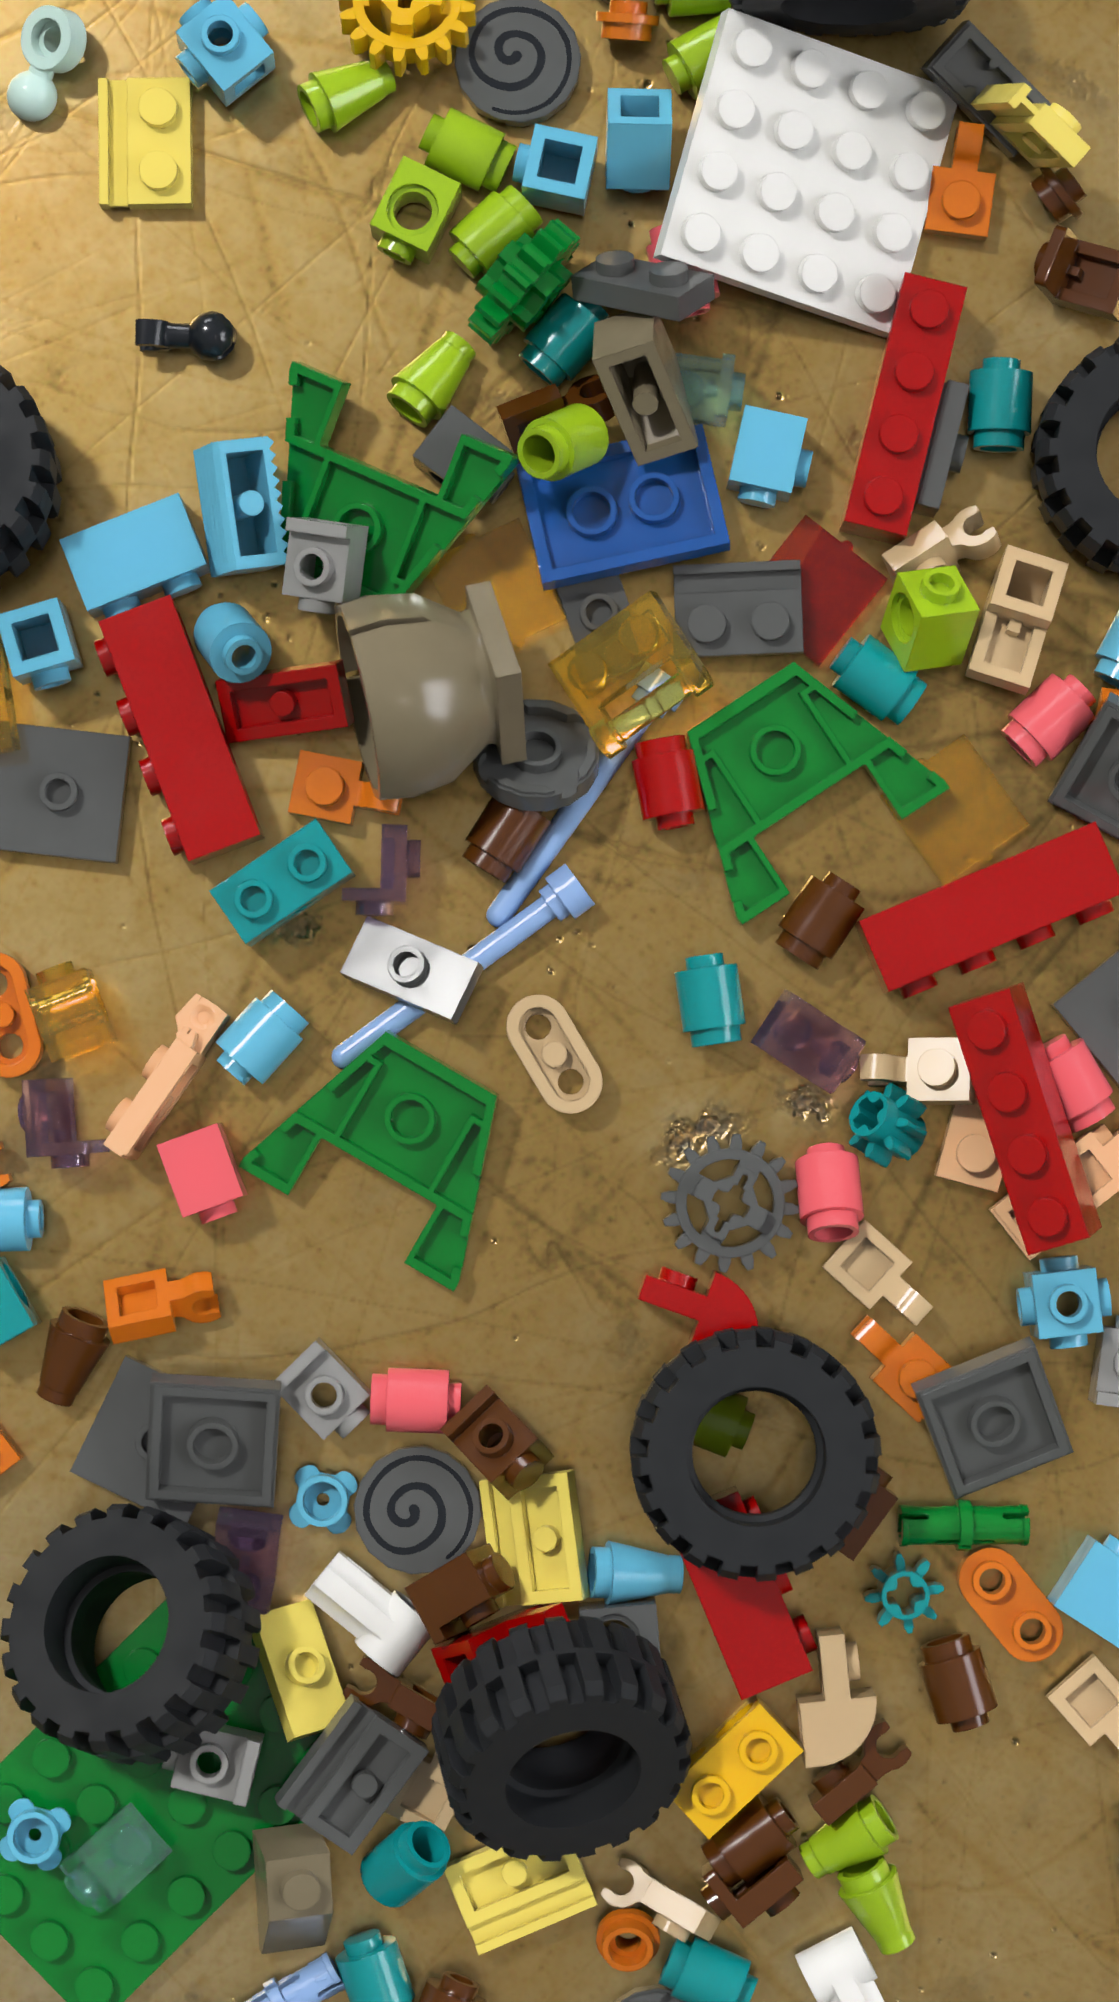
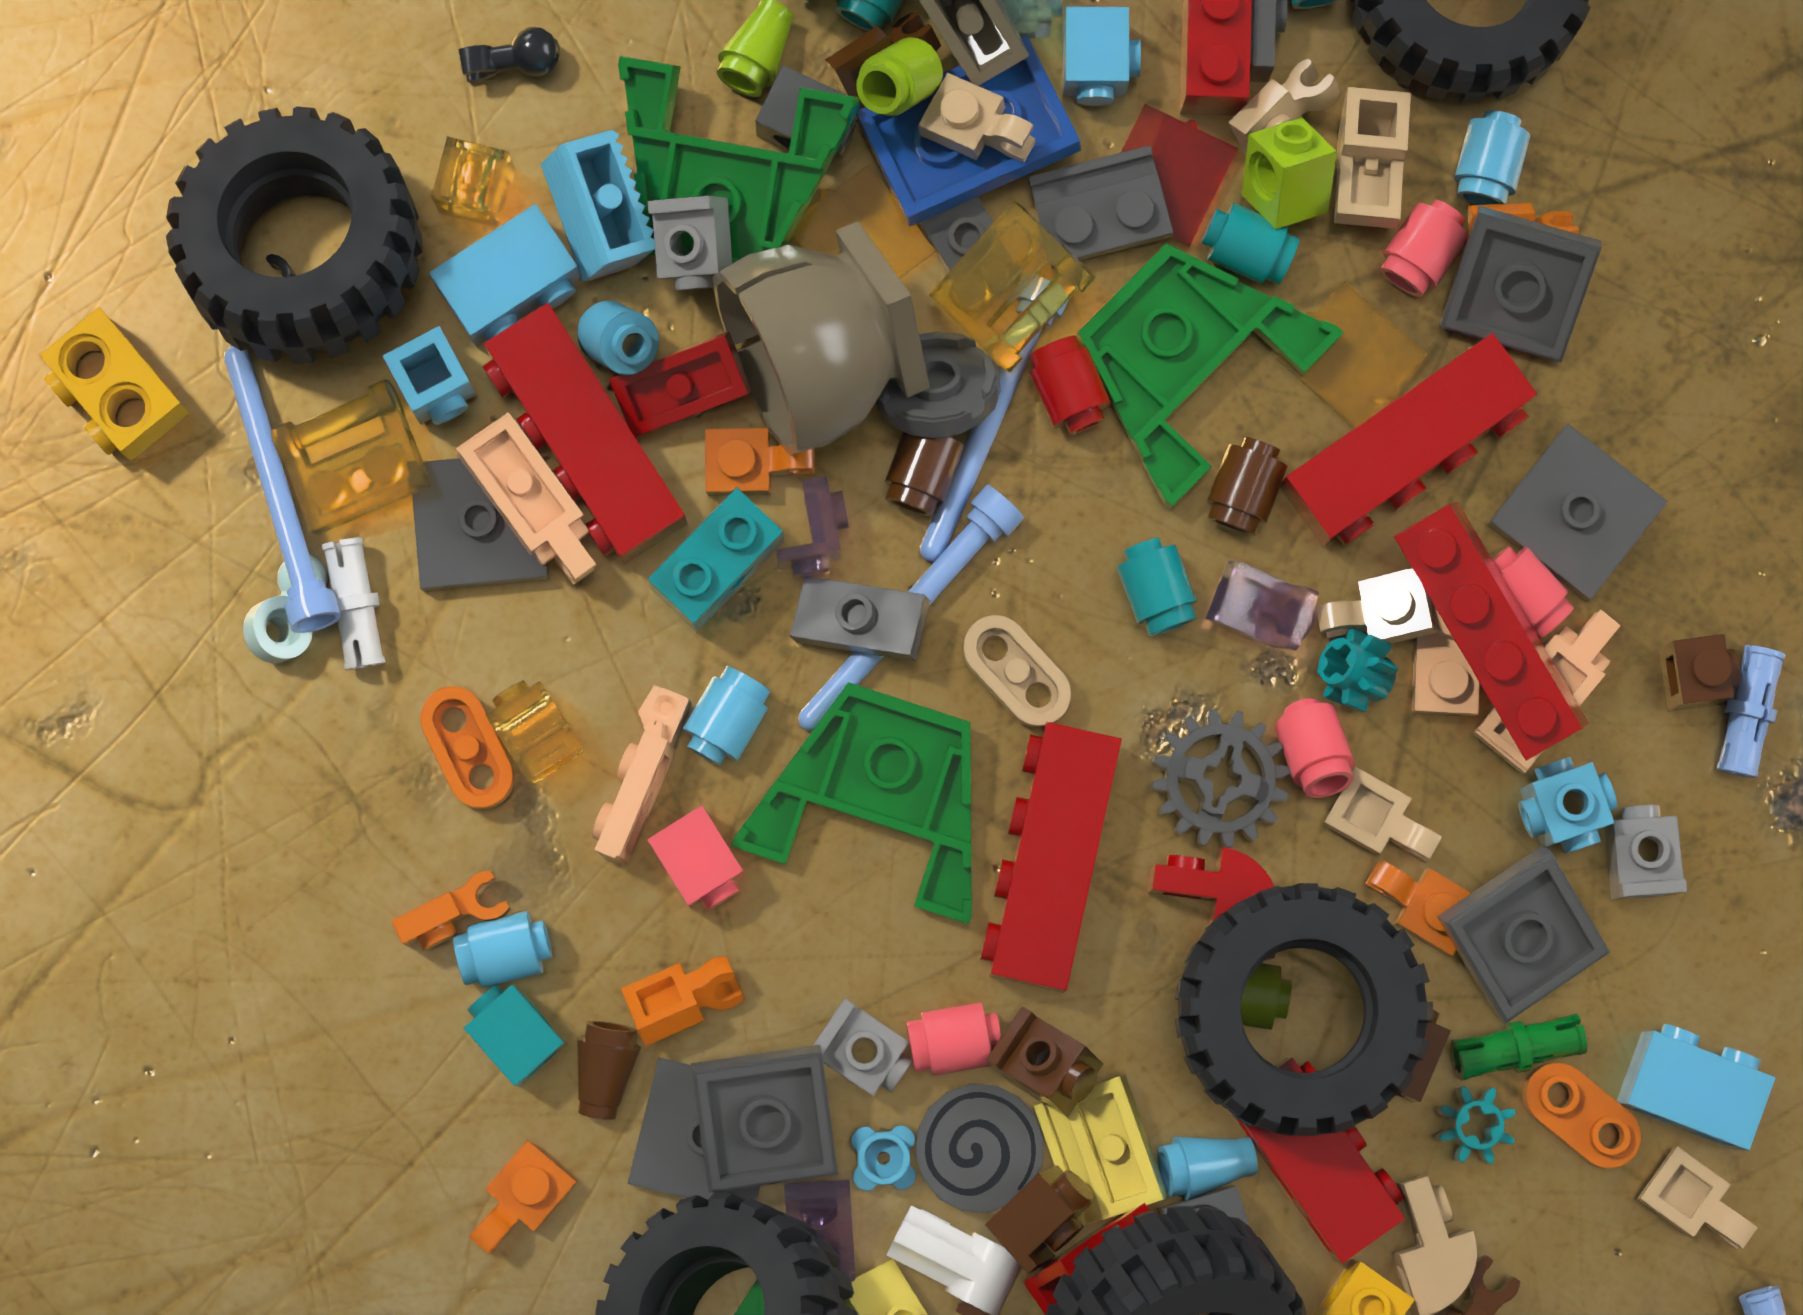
camera: 15 degrees left, 5 degrees down
(49, 1123) = (534, 840): bracket -> none
(111, 781) = (528, 496): none -> light nougat hinge
(122, 455) = (473, 182): none -> clear yellow brick
(550, 1246) = (1053, 858): none -> red brick
(625, 497) = (972, 117): none -> tan plate
(957, 1682) = (1548, 1202): reddish brown brick -> none

